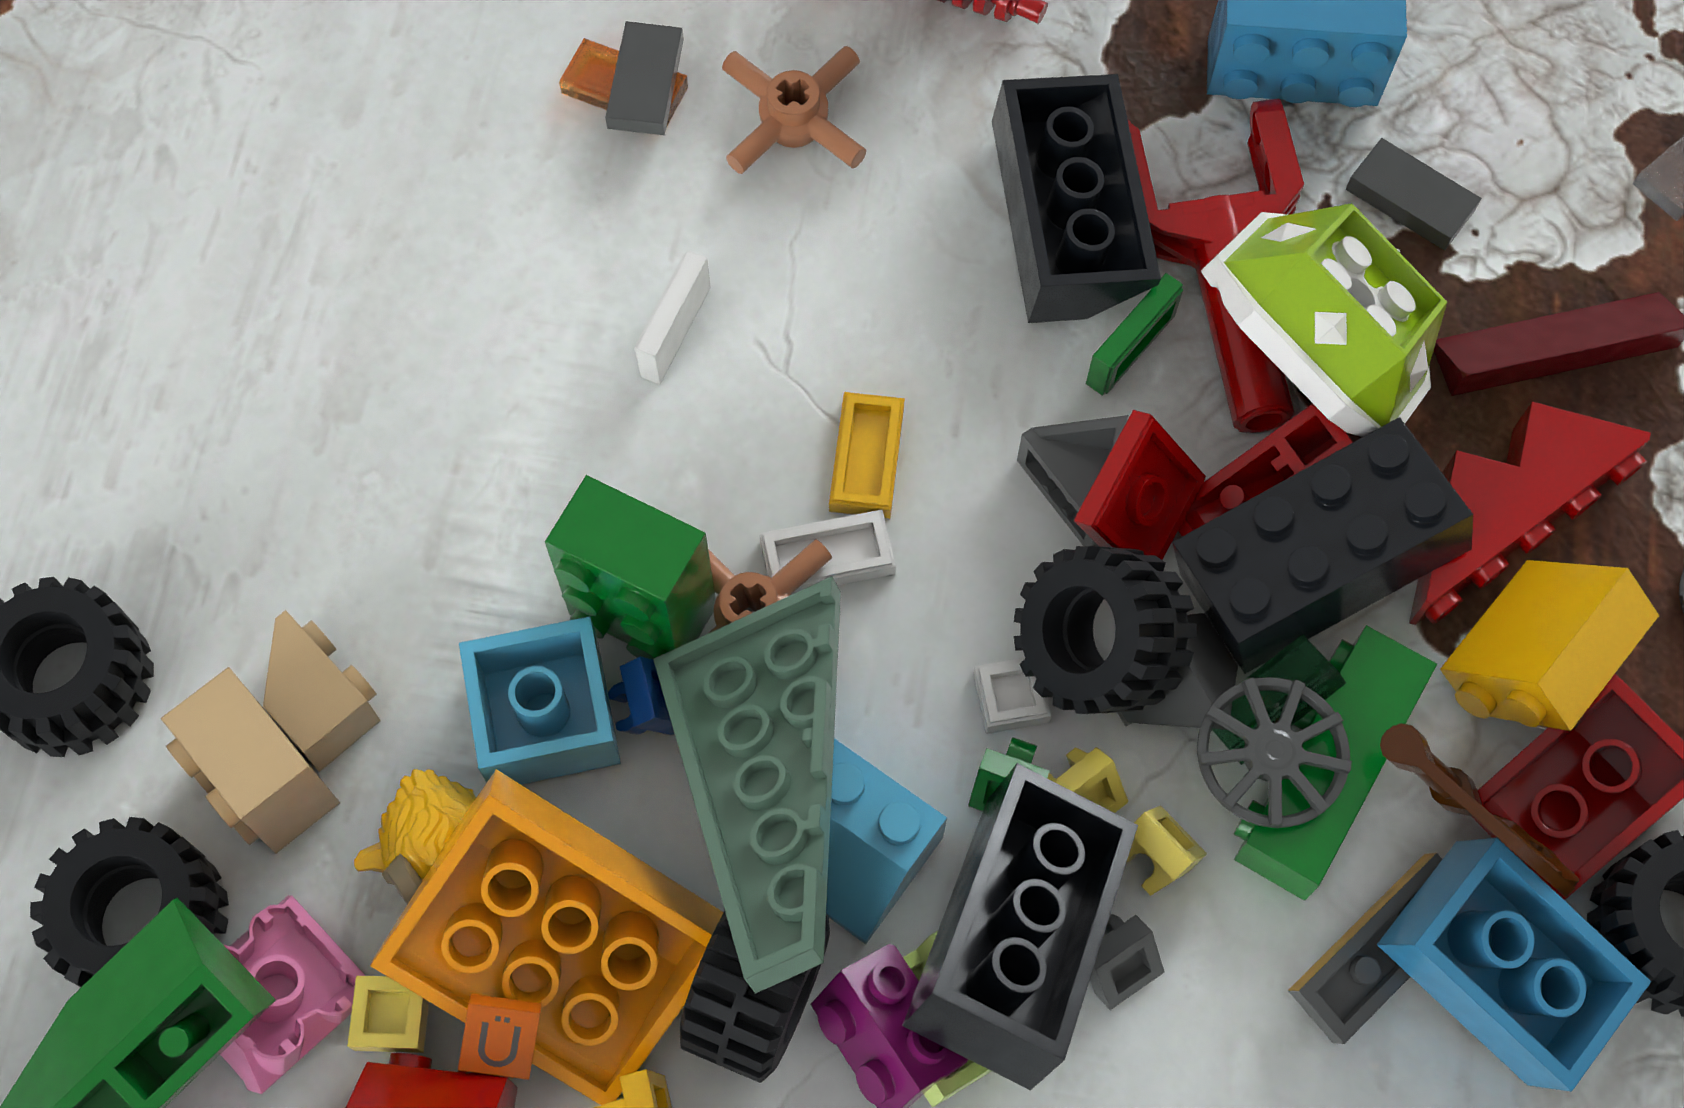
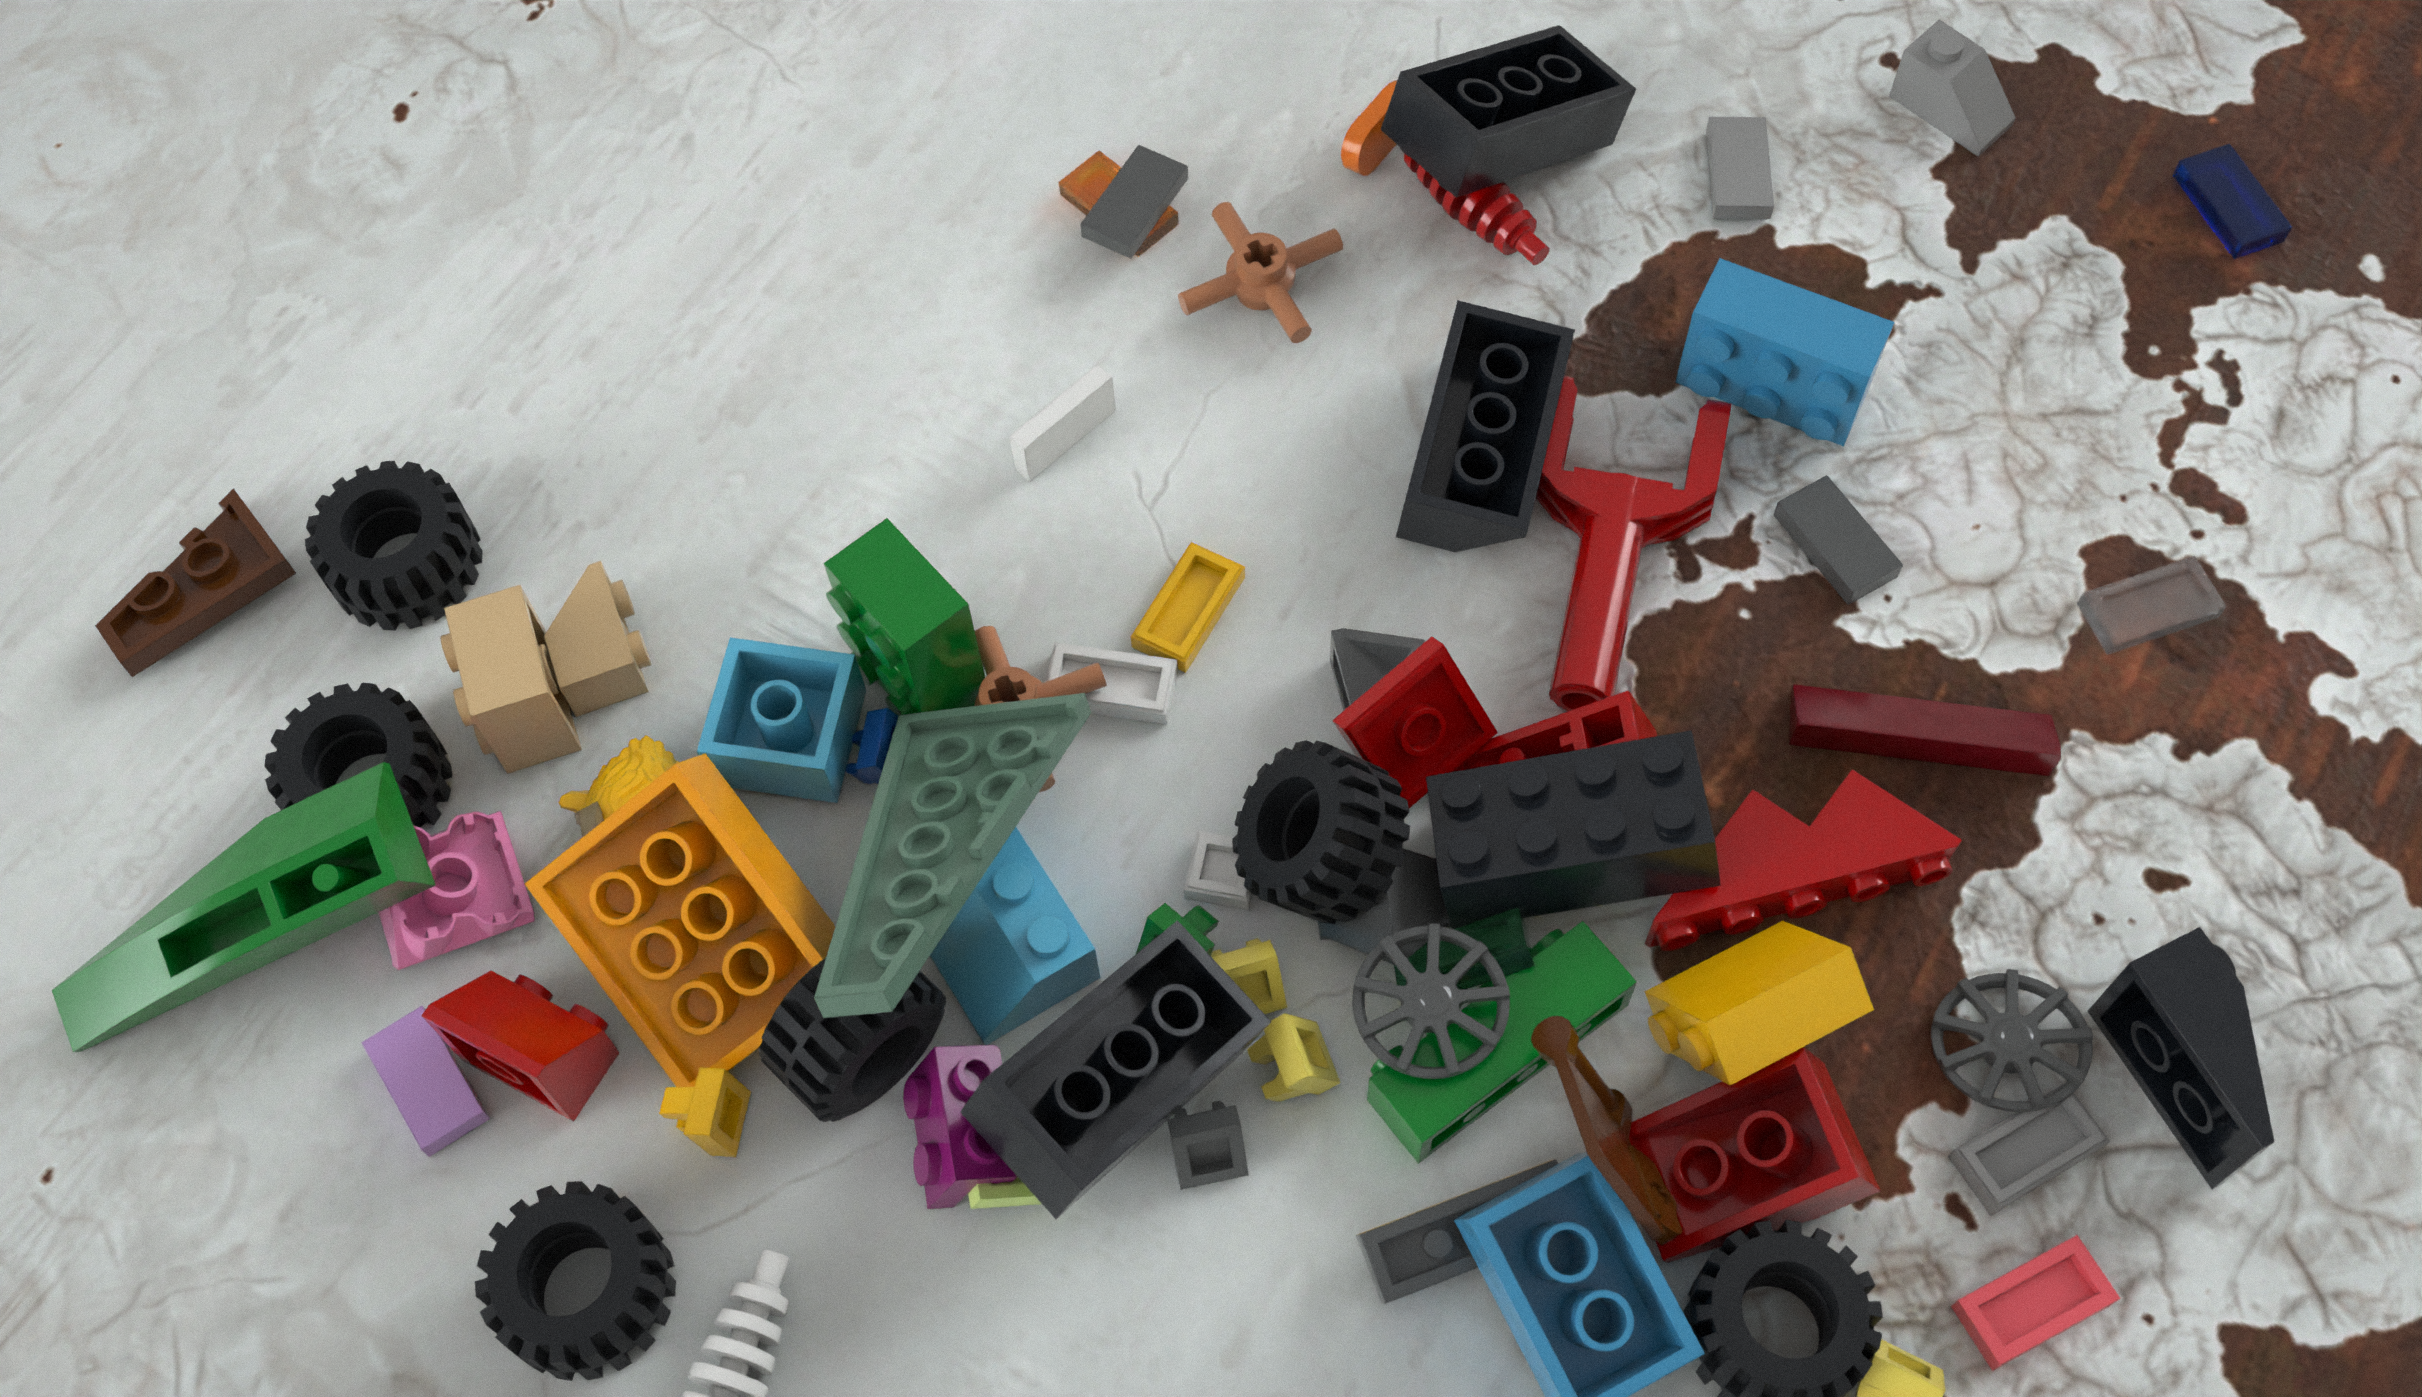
camera: 25 degrees right, 5 degrees down
(386, 1017) = (527, 942): light yellow tile -> none
(499, 1036) = (610, 990): orange tile -> none
(1134, 335) = (1489, 579): green tile -> none
(1334, 312) = (1678, 619): lime piece -> none

